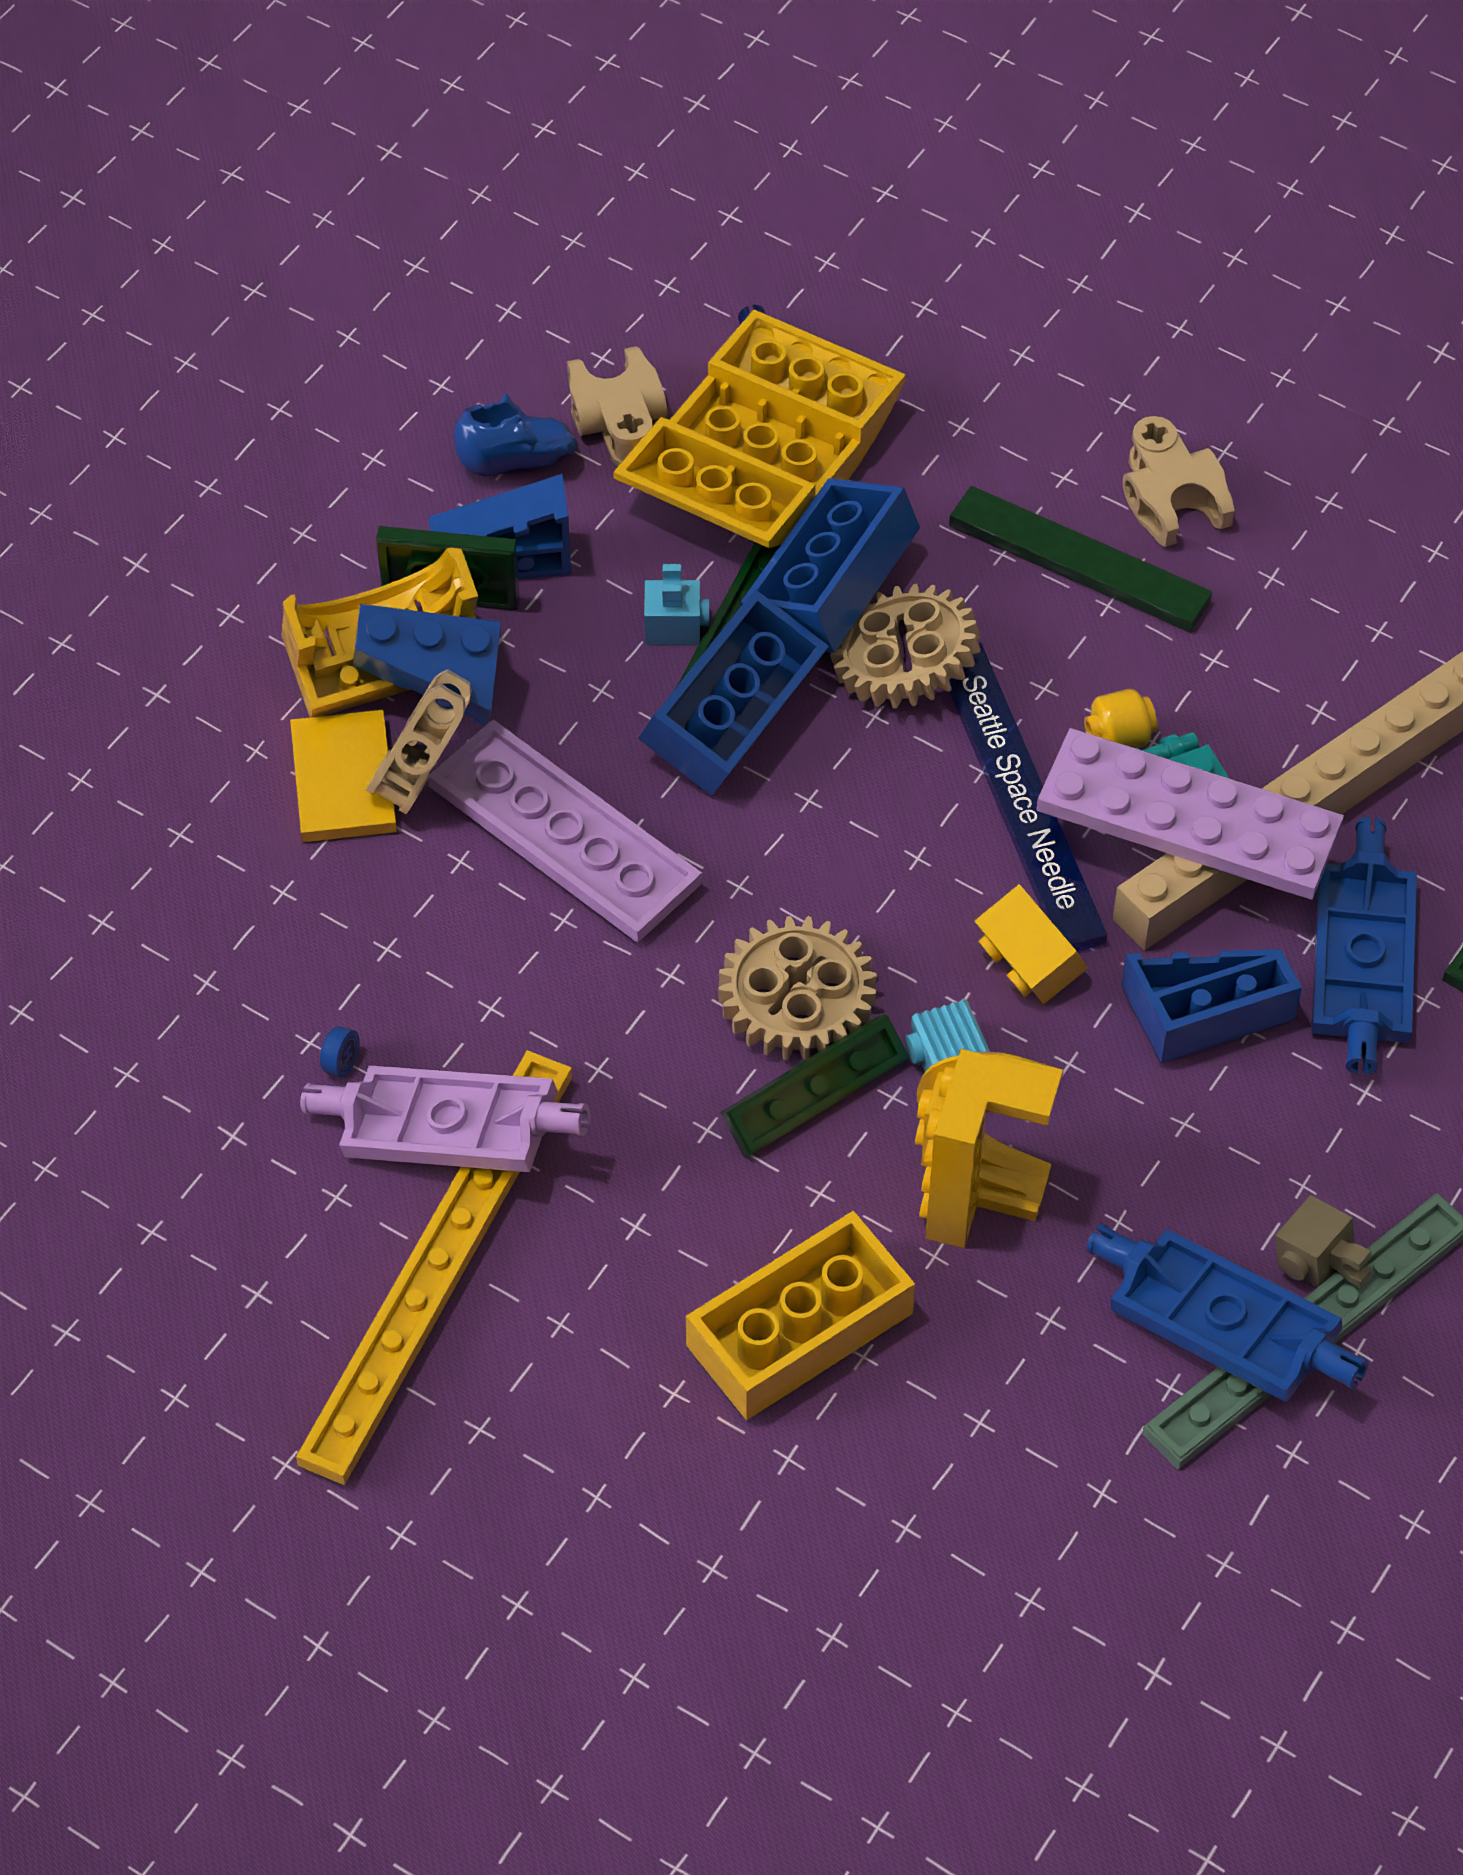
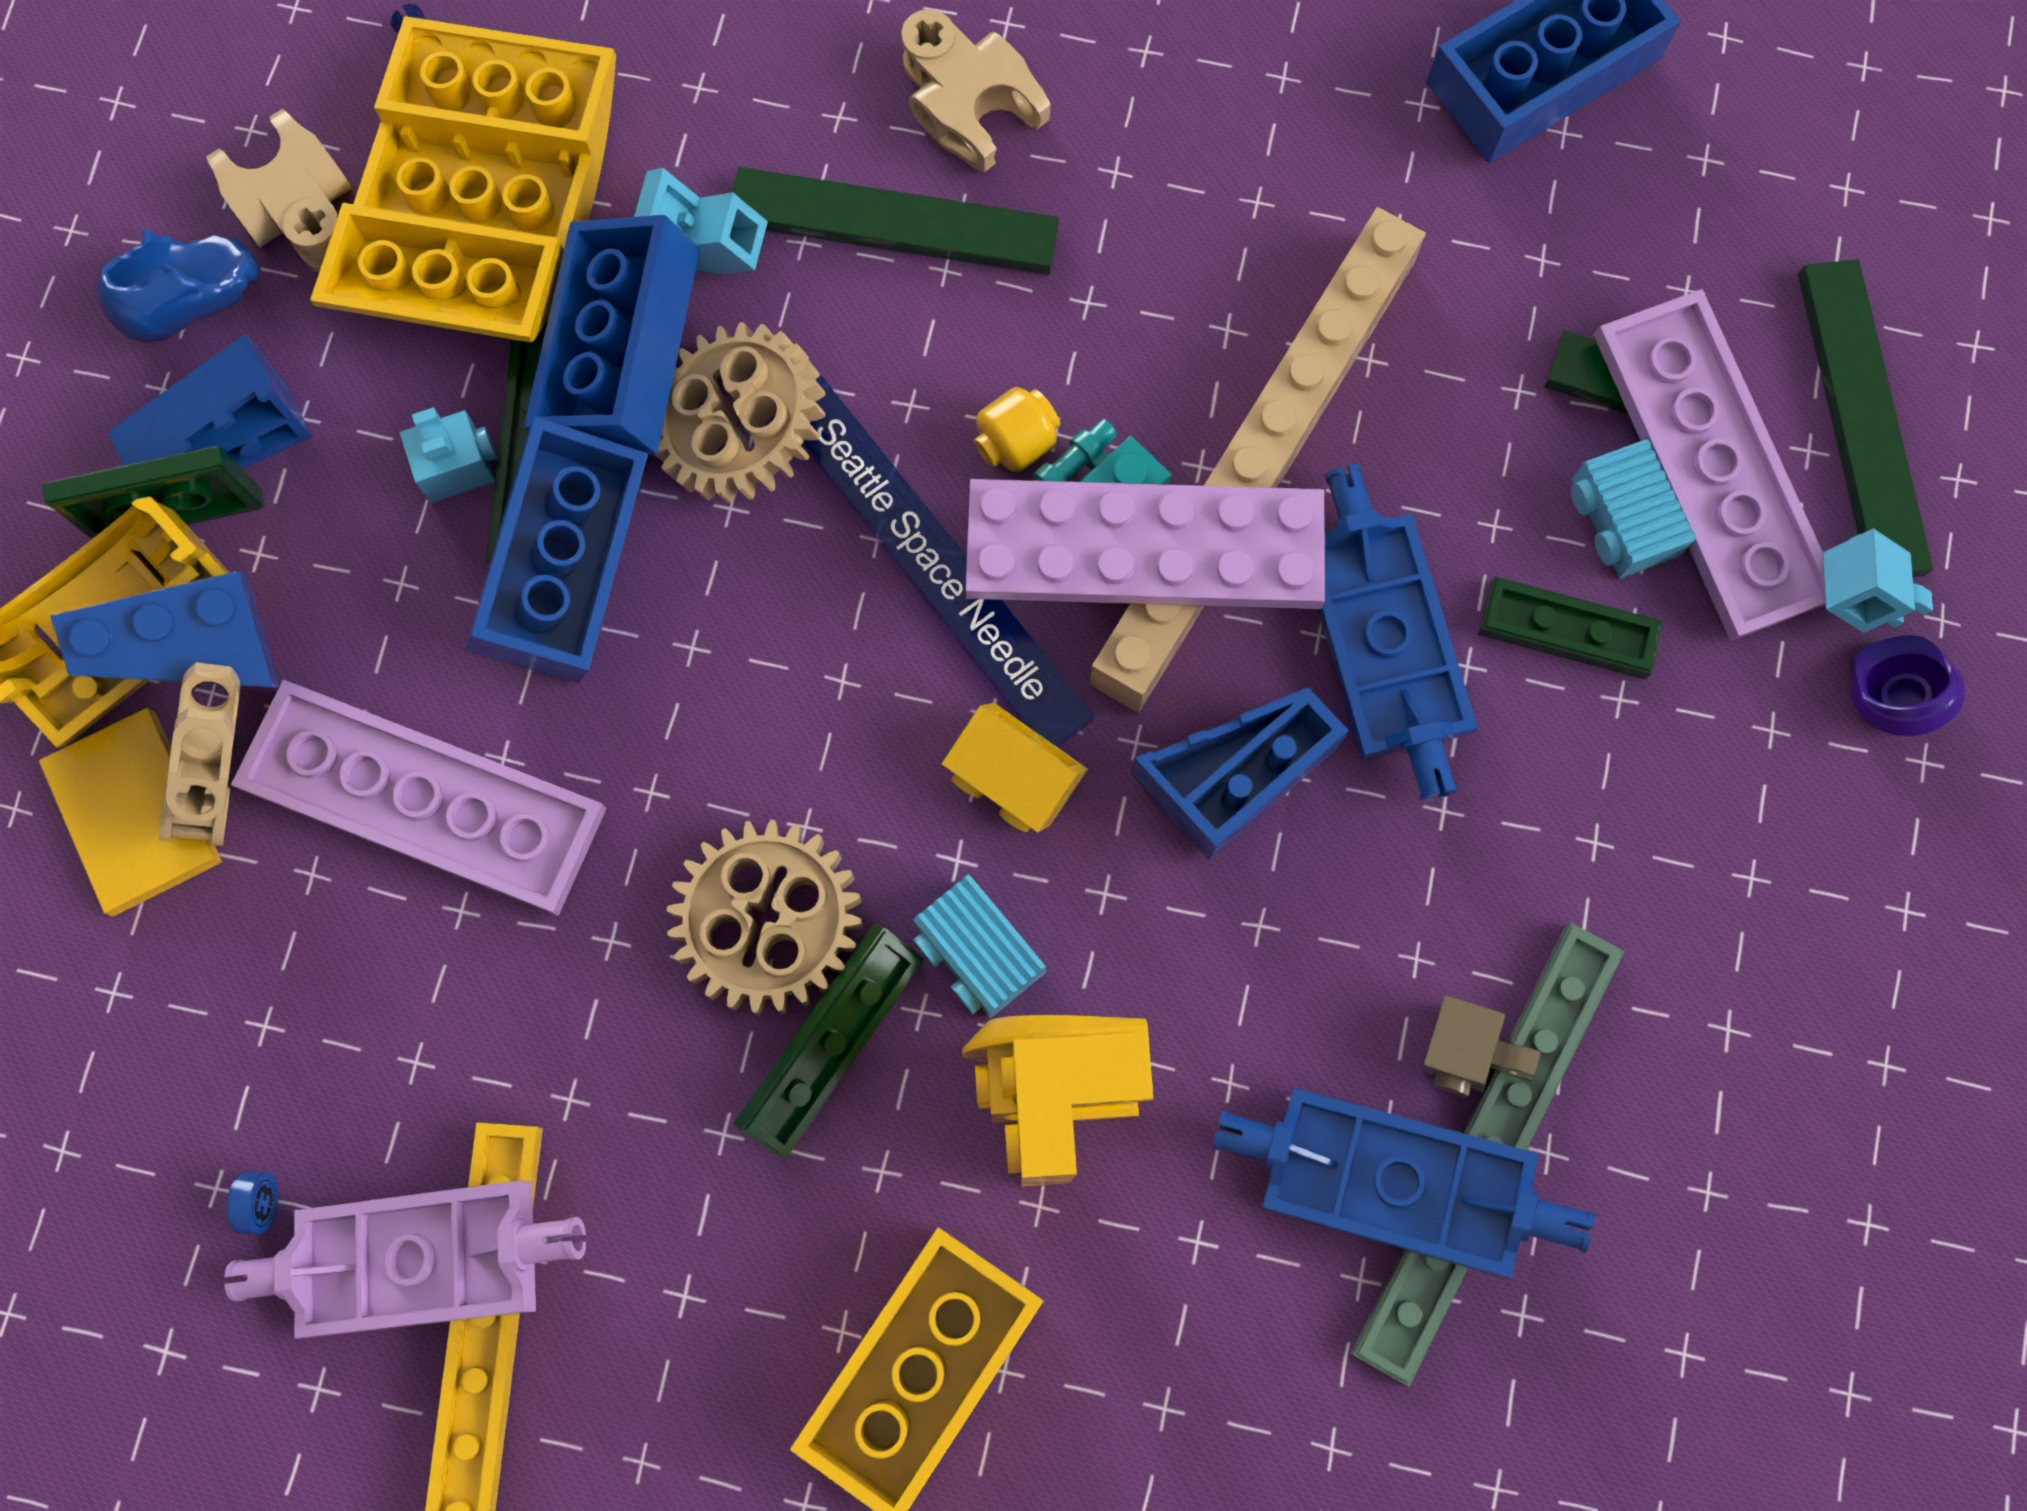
camera: 20 degrees left, 20 degrees up
(943, 518) = (720, 225): none -> medium azure brick

